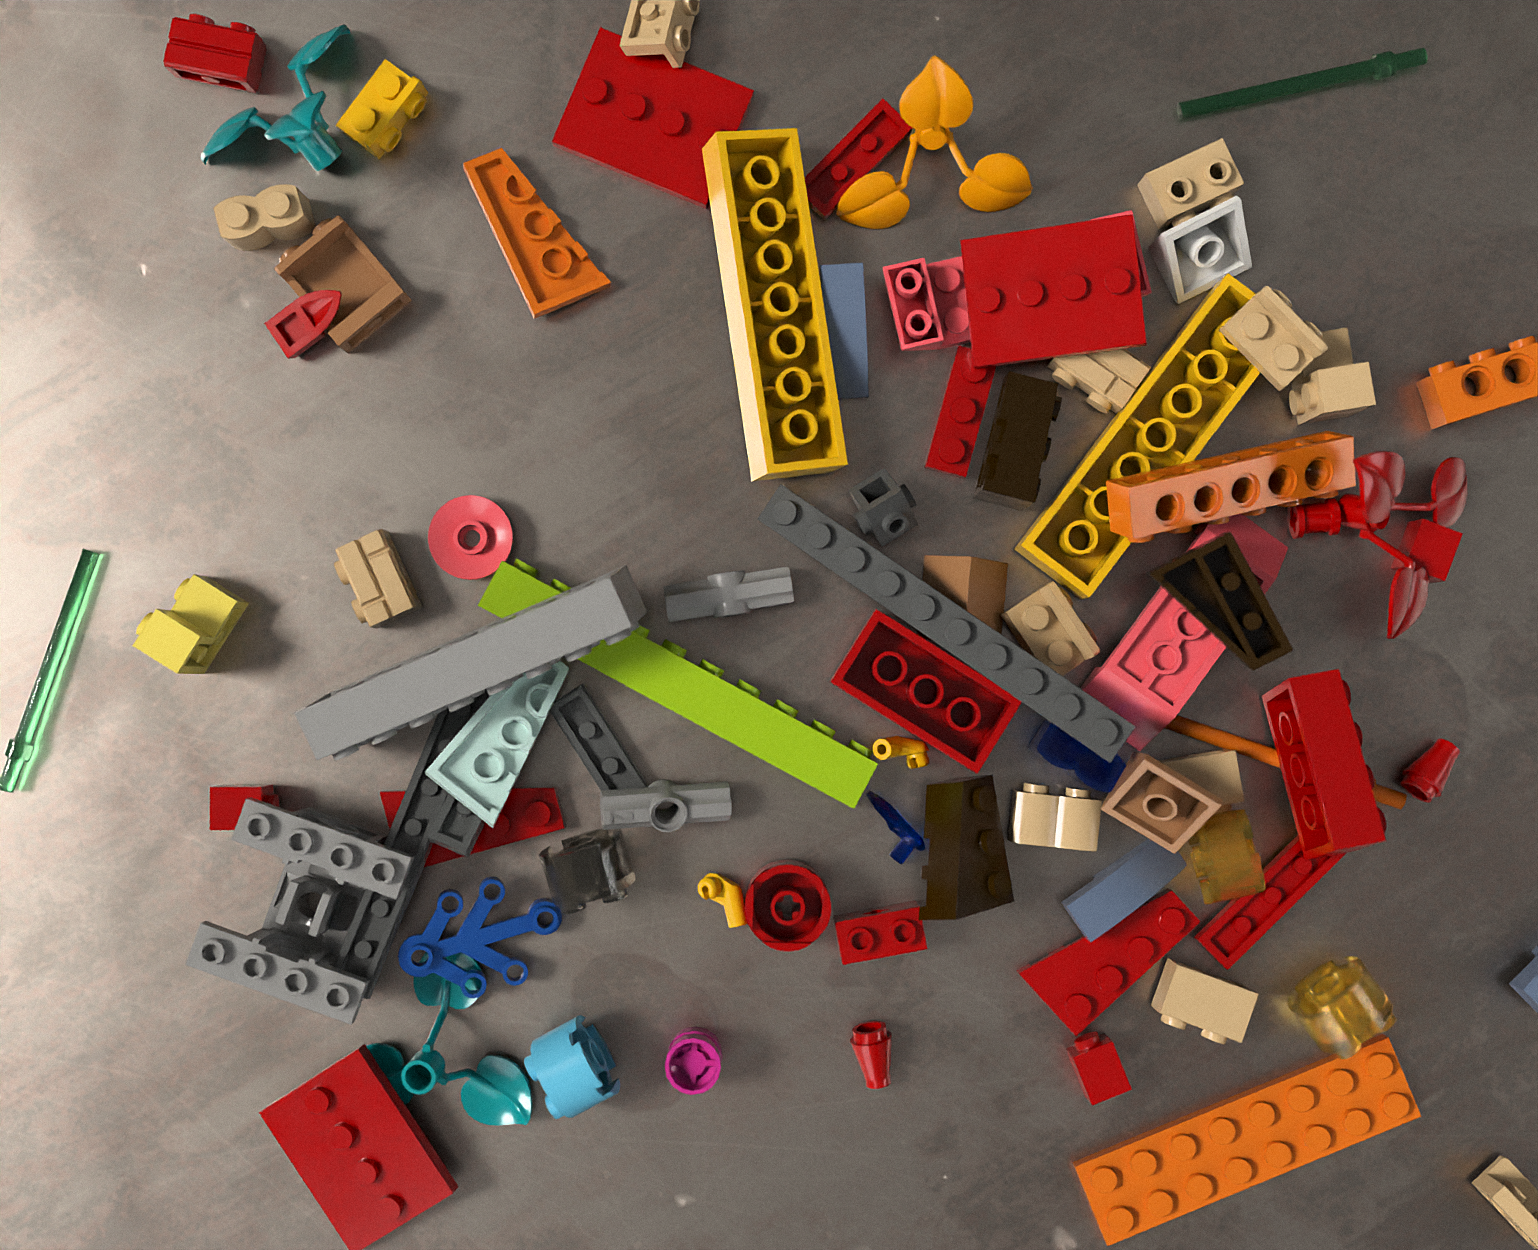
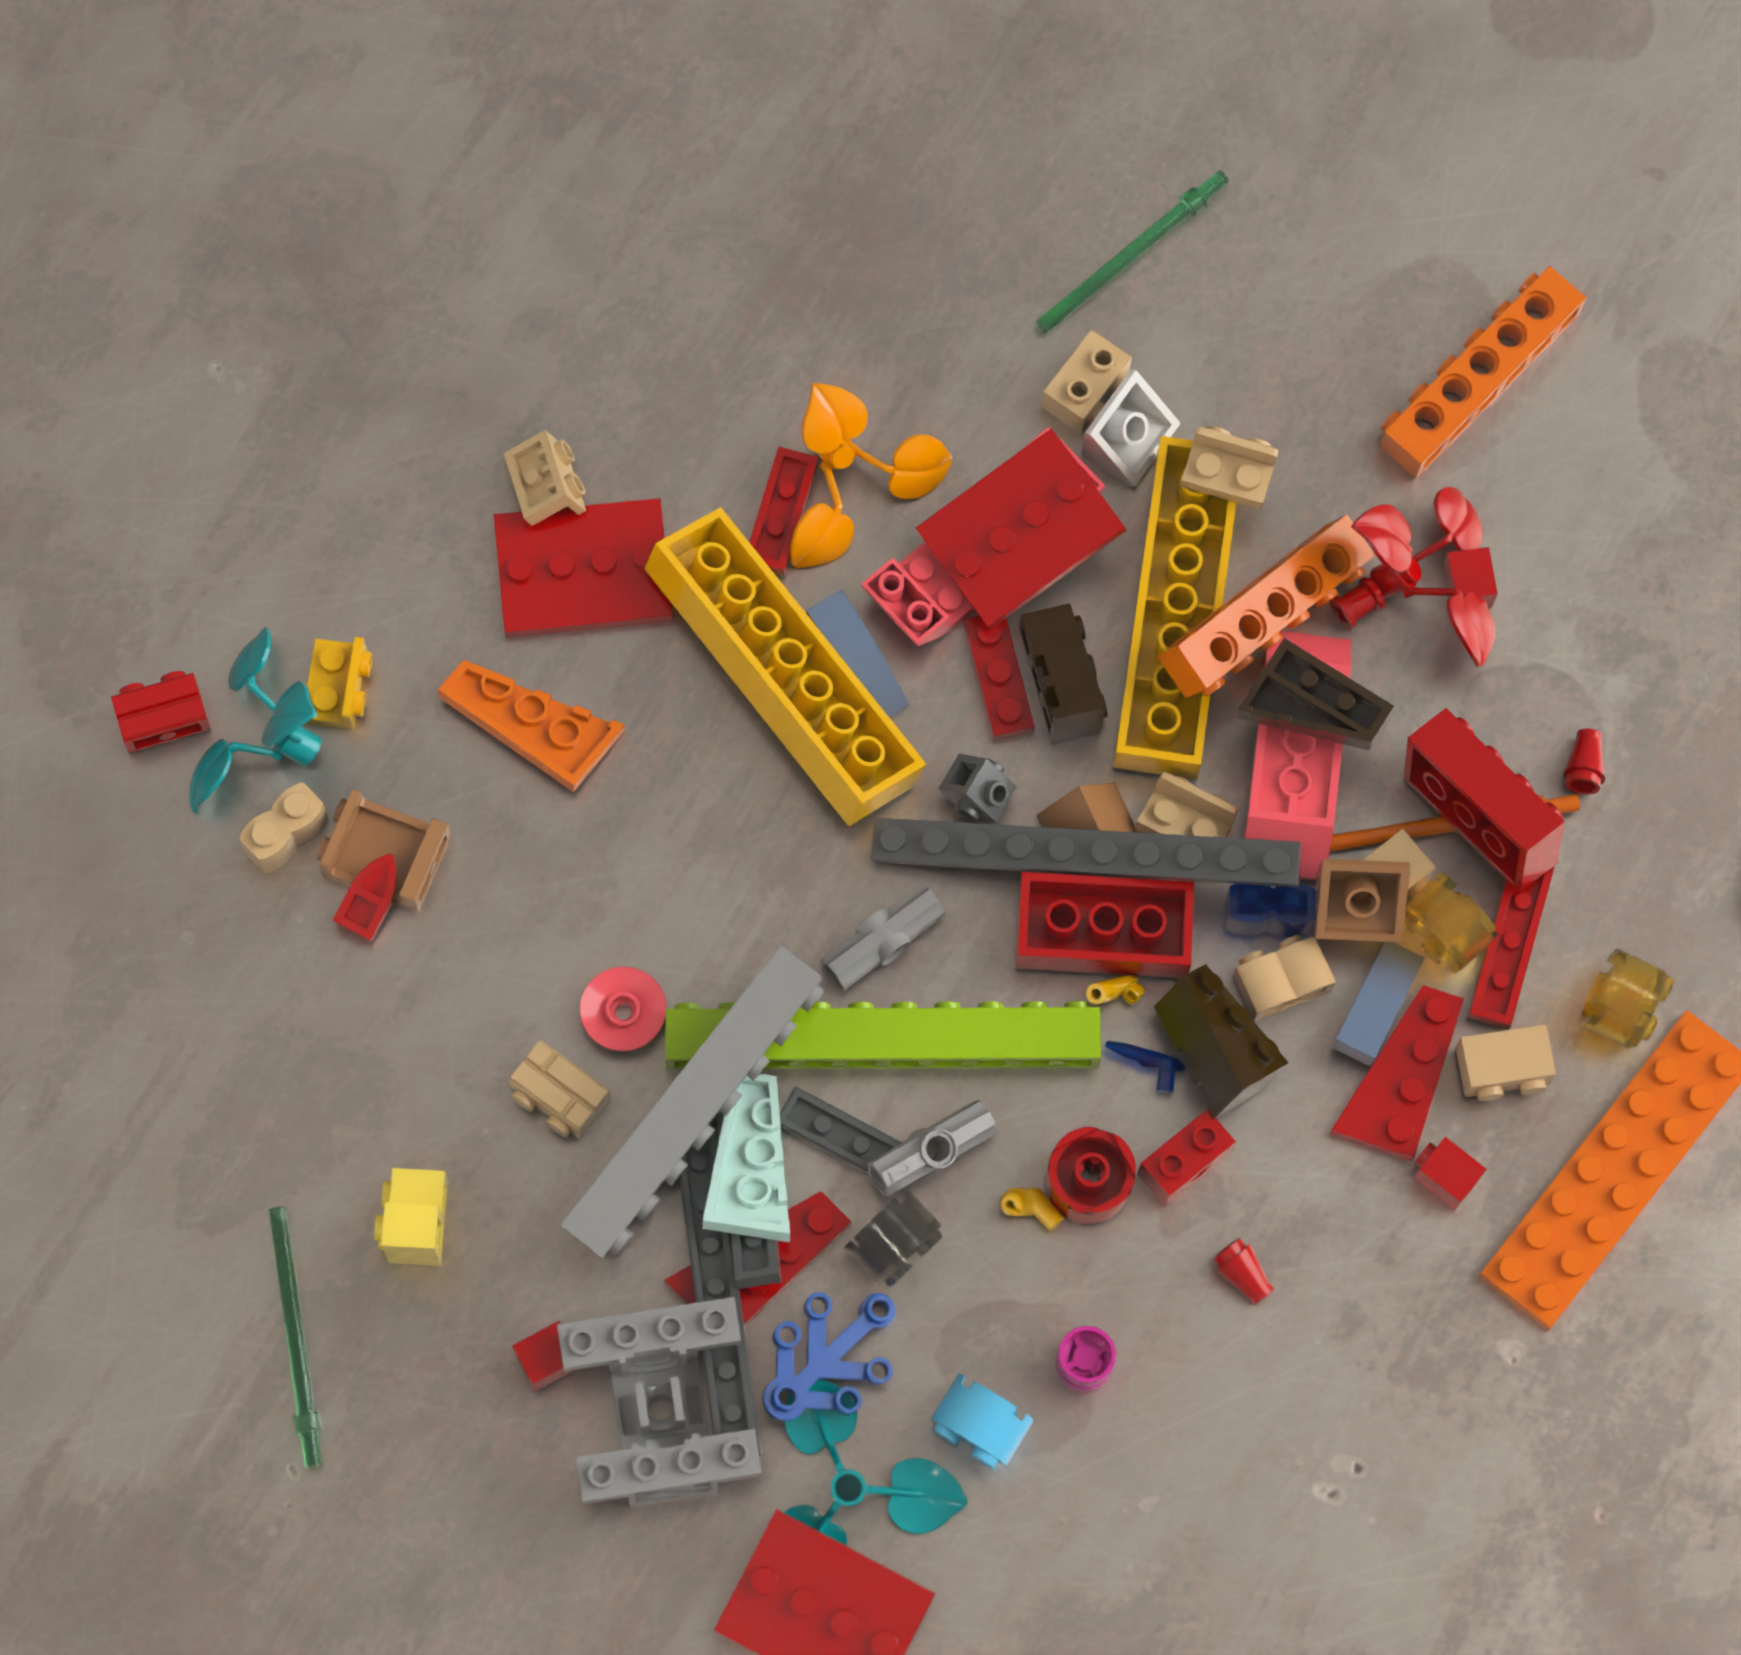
camera: 30 degrees left, 15 degrees down
(1105, 376) = (1104, 578): tan brick -> none
(1331, 383) = (1303, 483): tan brick -> none

